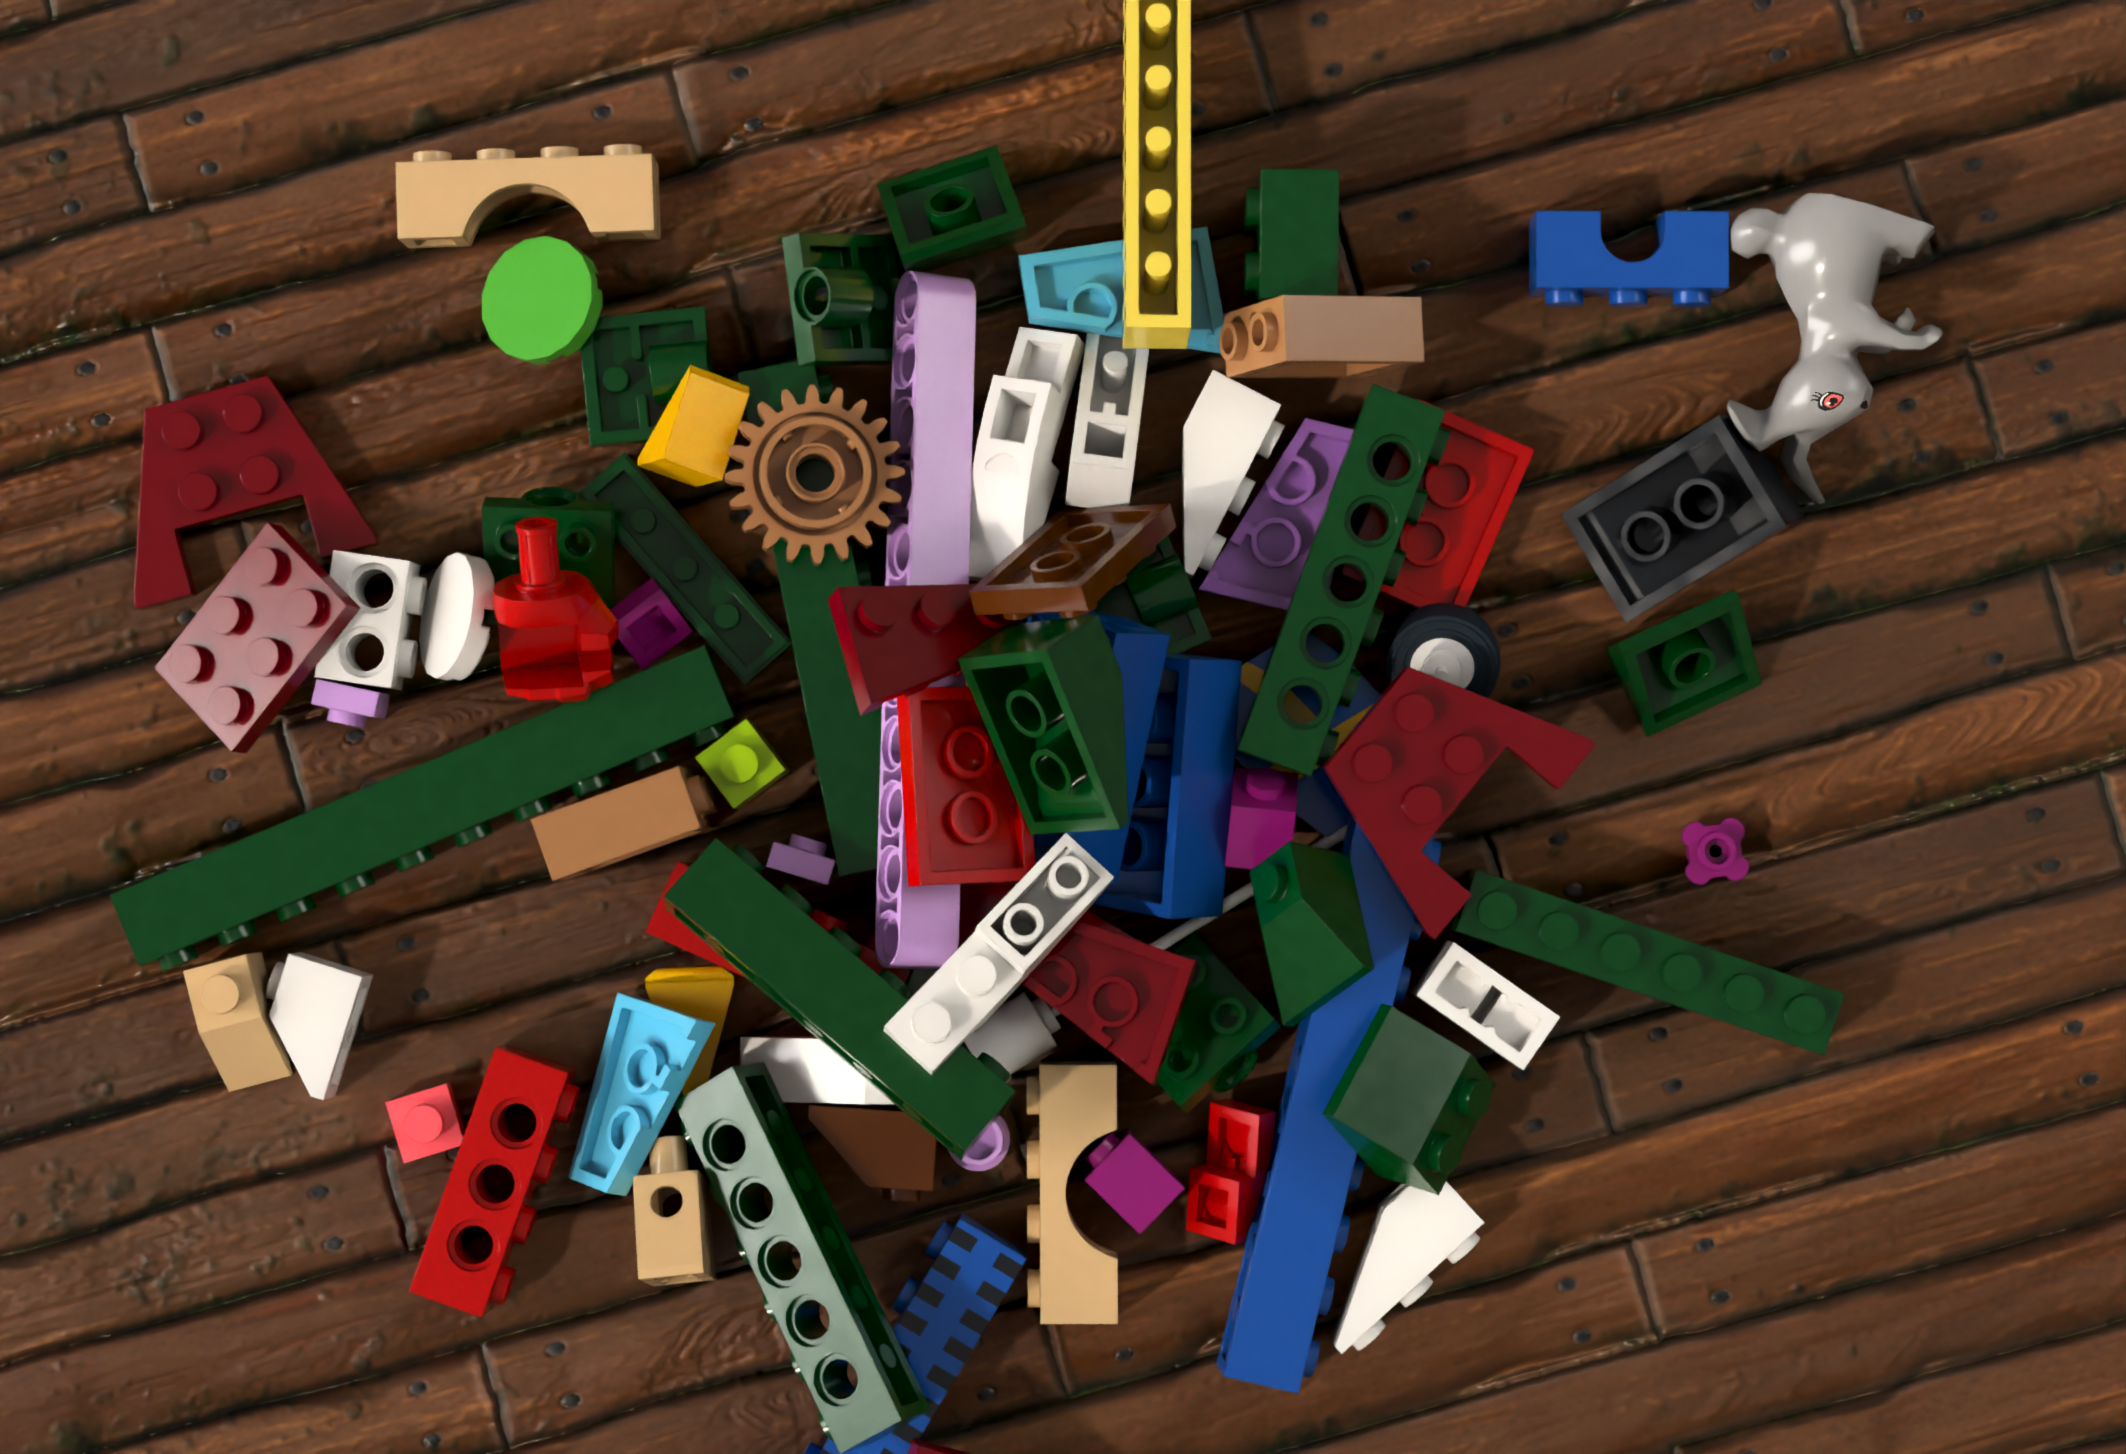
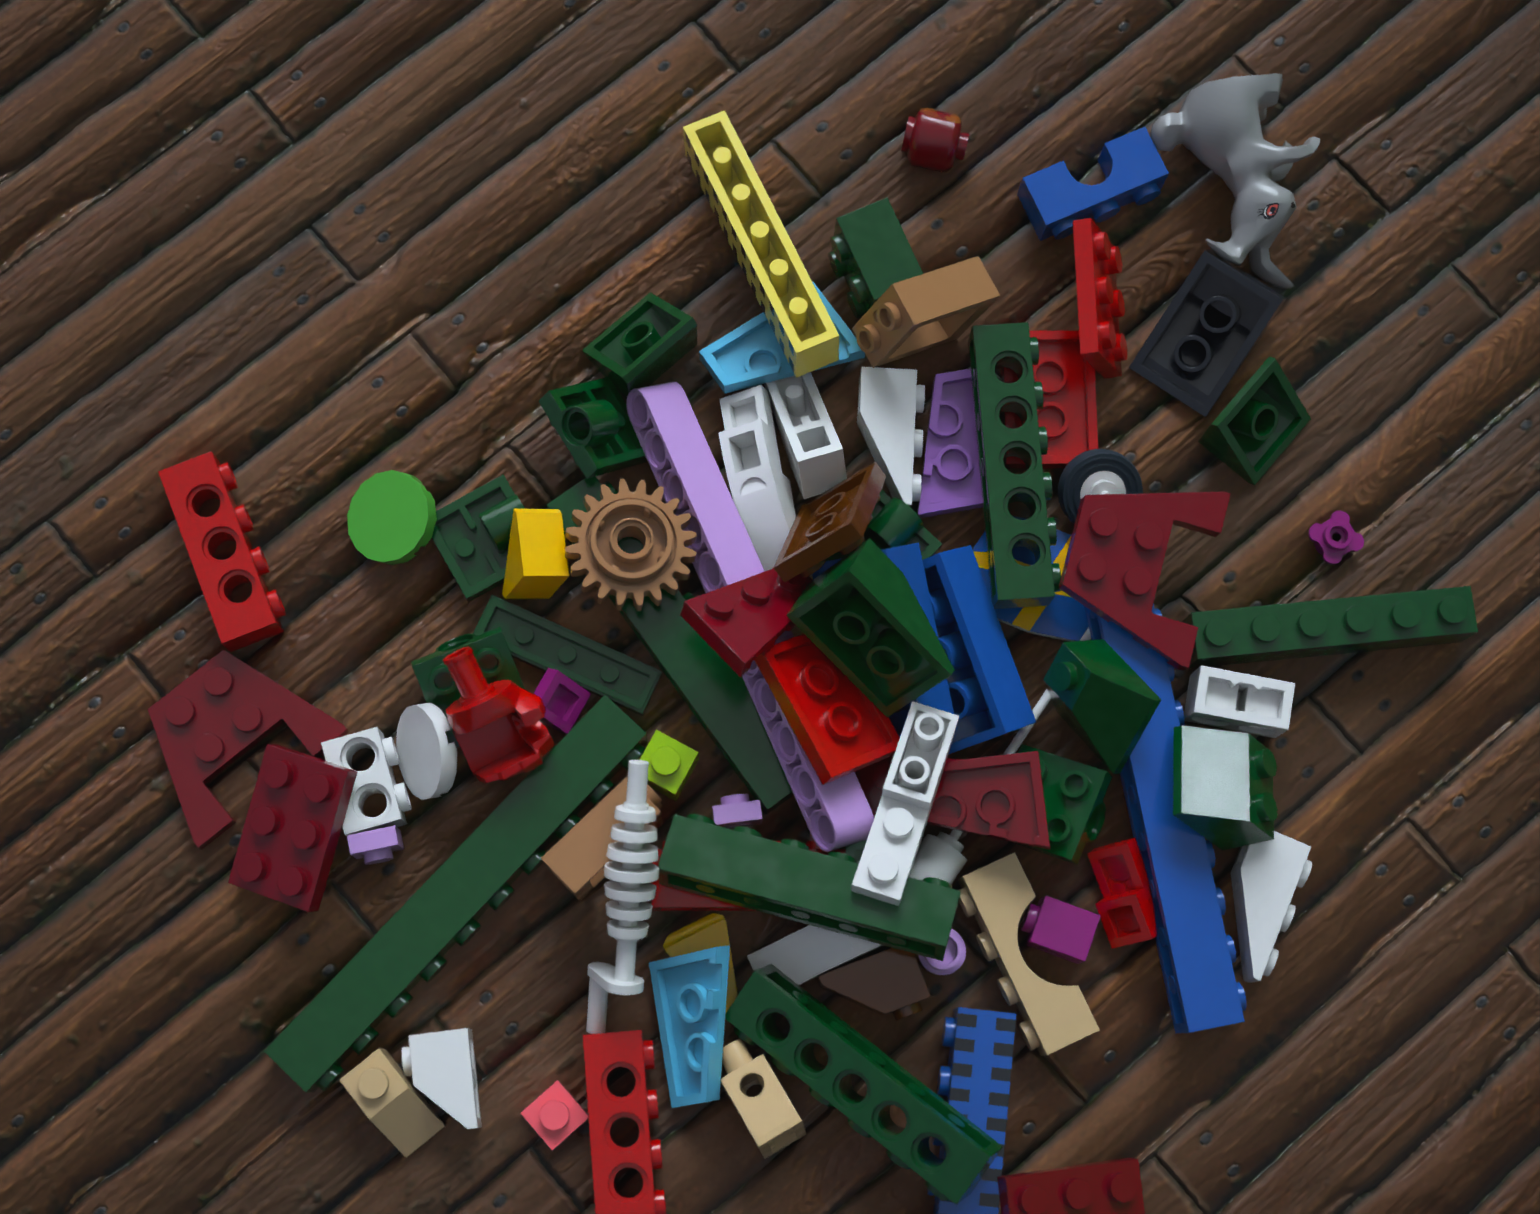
camera: 35 degrees left, 10 degrees down
(302, 153) = (187, 489): none -> red brick
(448, 199) = (300, 477): tan arch -> none
(618, 909) = (630, 890): none -> white piece
(1260, 815) = (1031, 641): magenta brick -> none
(1451, 104) = (934, 140): none -> dark red head
(1556, 414) = (1098, 299): none -> red plate

